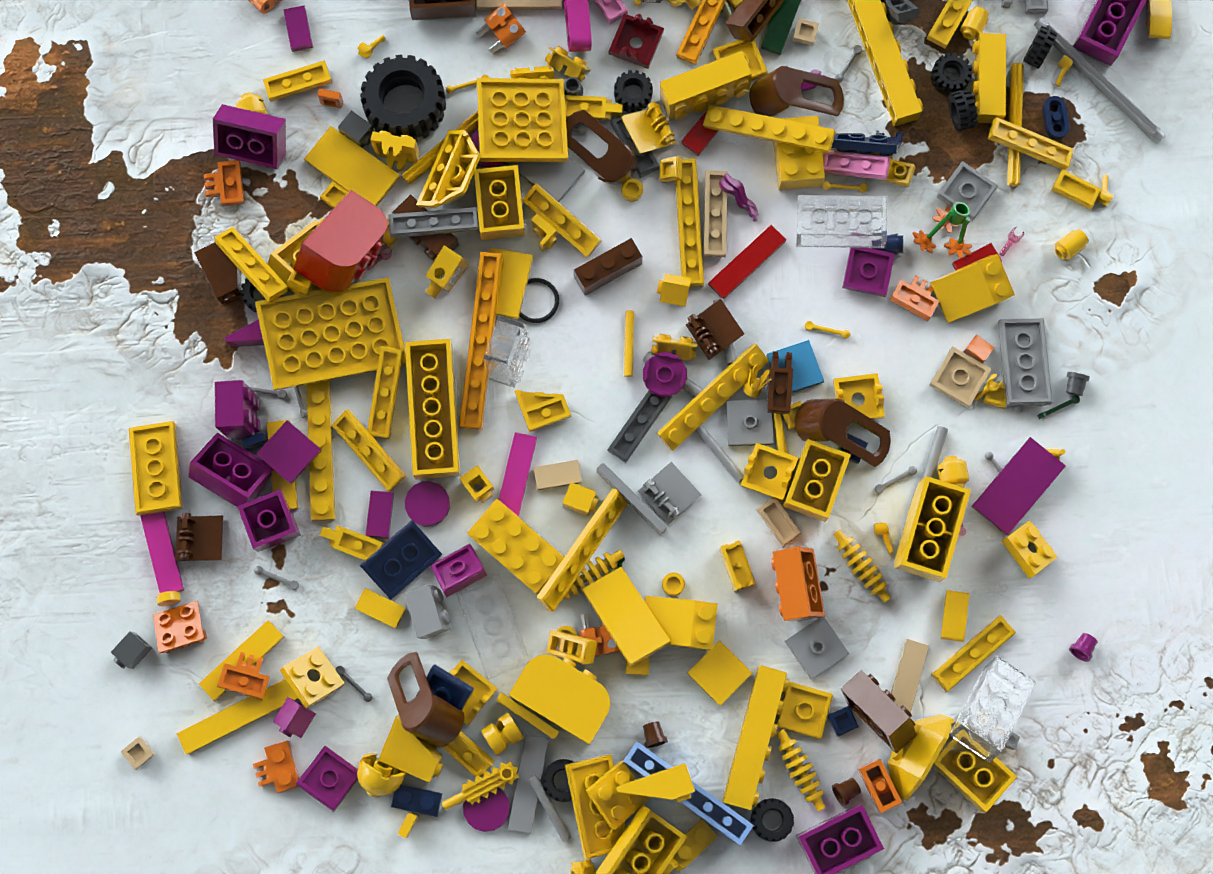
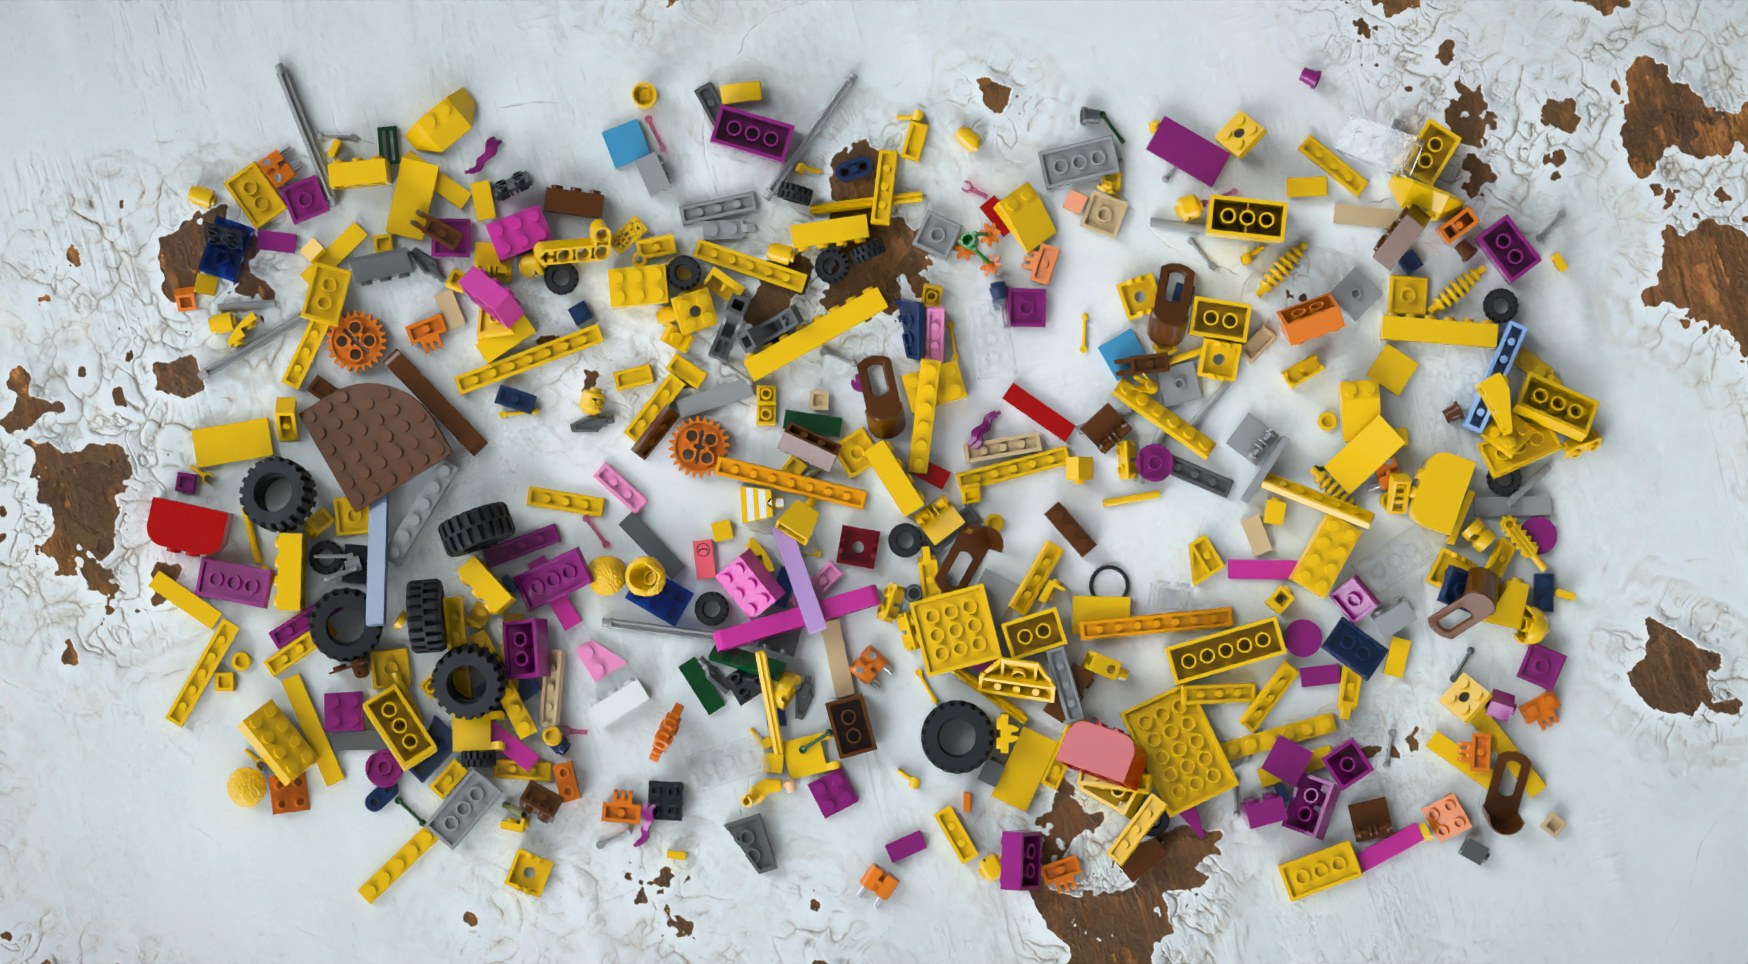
camera: 100 degrees left, 10 degrees up
(167, 692) = (1502, 810): none -> reddish brown piece

